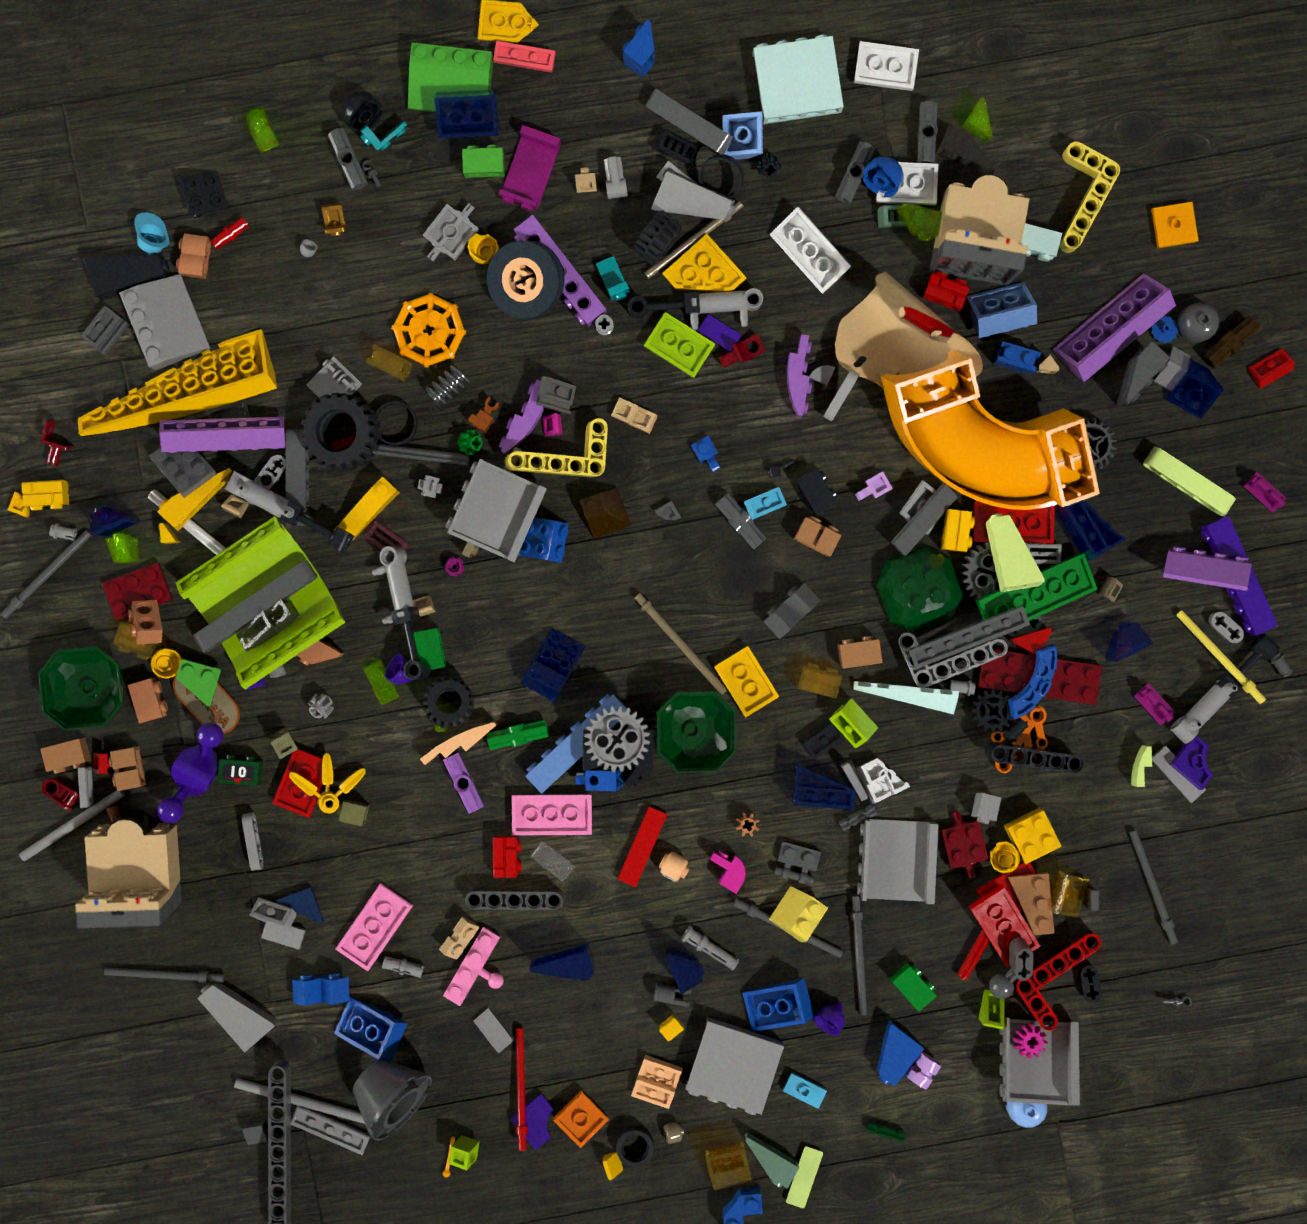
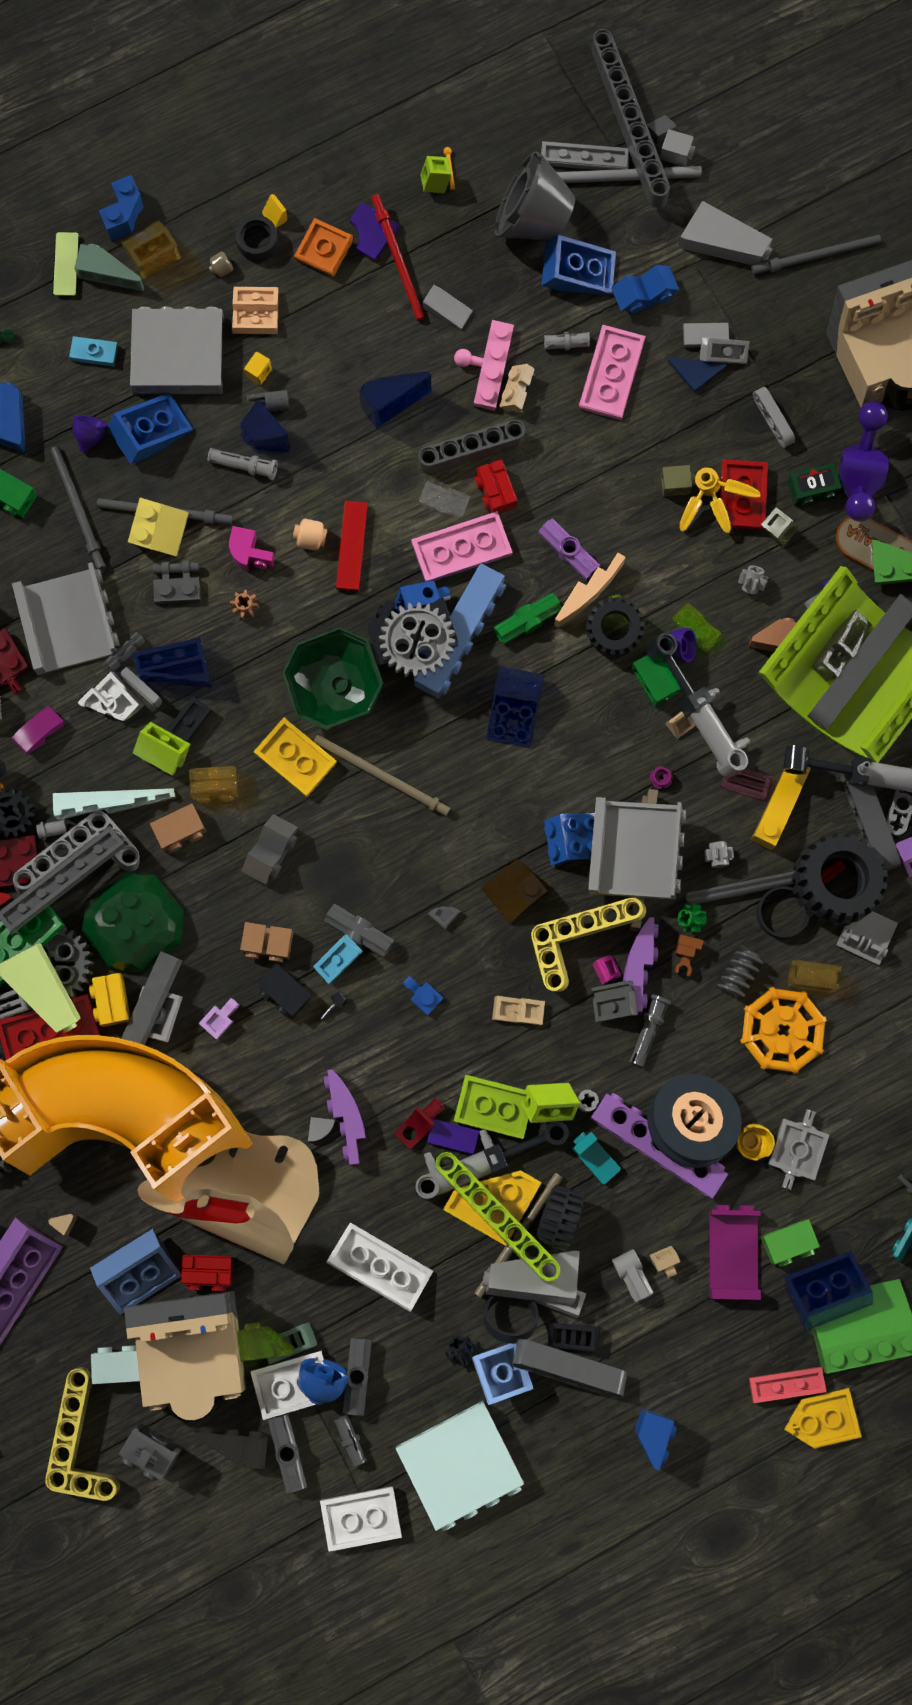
camera: 165 degrees right, 10 degrees down
(248, 1108) = (677, 148): none -> light grey brick
(530, 371) = (653, 1019): none -> dark grey pin
(634, 331) = (550, 1102): none -> lime brick
(706, 242) = (493, 1205): none -> lime beam
(841, 395) = (290, 1108): light grey beam -> none
(875, 126) = (350, 1440): none -> dark grey pin
(948, 774) = (37, 729): none -> magenta slope
(978, 122) = (231, 1487): clear neon green slope -> none
(1016, 358) = (102, 1220): blue brick -> none
(1032, 166) = (149, 1452): none -> dark grey hinge

